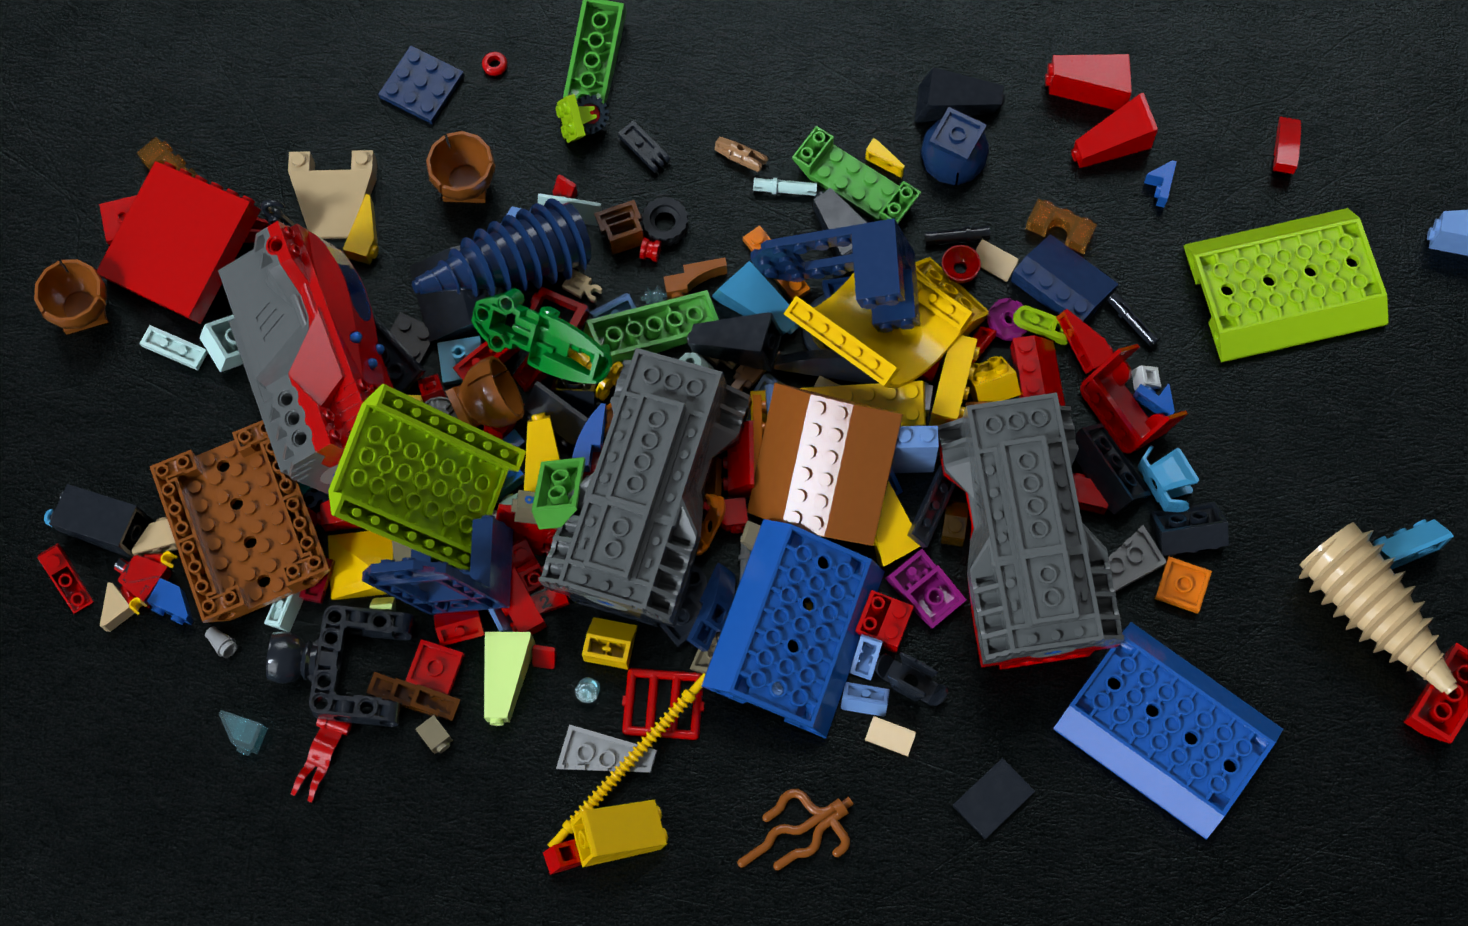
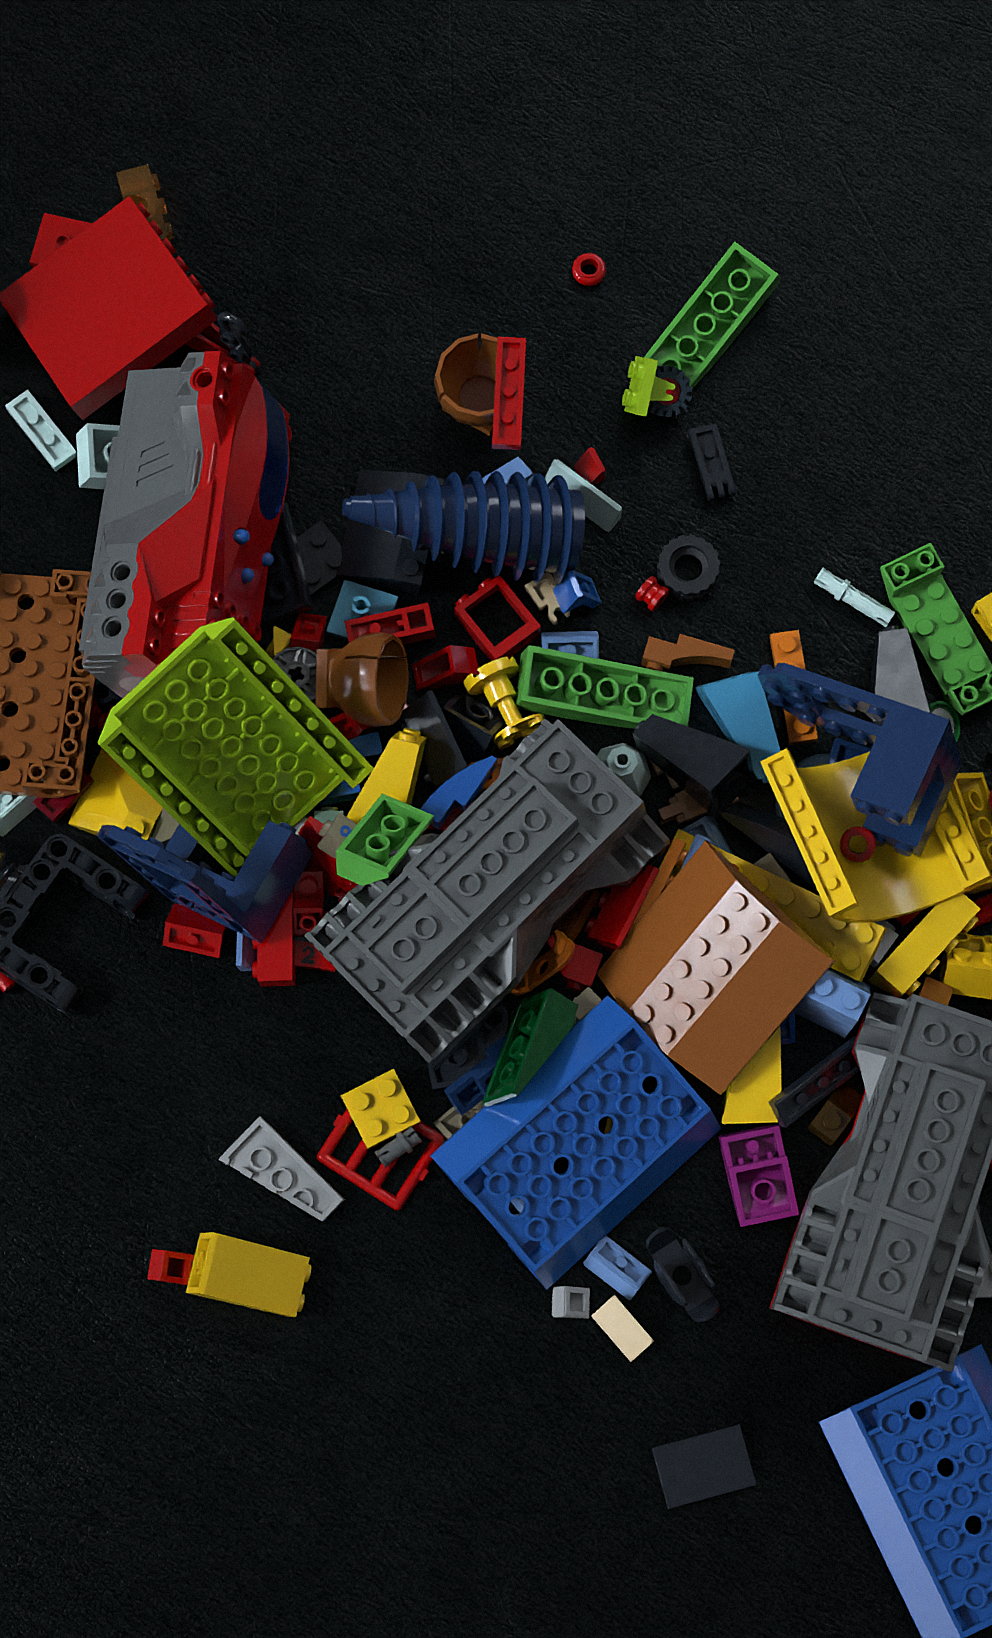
camera: 25 degrees right, 5 degrees up
(332, 196) = (314, 343): tan wedge -> none
(362, 239) = (323, 408): yellow slope -> none
(384, 604) = (119, 863): yellowish green slope -> none
(413, 696) = (101, 988): reddish brown slope -> none
(421, 84) = (489, 252): dark blue plate -> none
(434, 735) = (101, 1046): dark tan brick -> none
(435, 667) = (142, 967): red plate -> none
(486, 162) = (509, 393): none -> red gear
(505, 670) = (218, 1014): yellowish green slope -> none
(542, 335) = (464, 639): green piece -> none
(544, 656) = (272, 1020): red slope -> none
(587, 690) = (301, 1086): clear light blue wheel -> none
(598, 272) = (576, 591): none -> blue slope
(609, 643) = (356, 1043): yellow slope -> none
(621, 226) = (632, 547): reddish brown plate -> none
(649, 676) = (380, 1109): none -> yellow plate
(653, 296) = (626, 653): clear light blue wheel -> none
(675, 692) = (397, 1147): none -> dark grey pin
(688, 696) = (410, 1158): yellow hose -> none
(727, 572) = (532, 1037): none -> dark green slope
(740, 154) = (823, 530): medium nougat hinge -> none
(825, 816) = (497, 1382): dark orange plant -> none
(846, 738) = (570, 1302): none -> light grey slope
(866, 657) = (643, 1220): medium blue slope -> none
(885, 336) = (850, 854): none -> red piece
(885, 620) = (688, 1188): red slope -> none

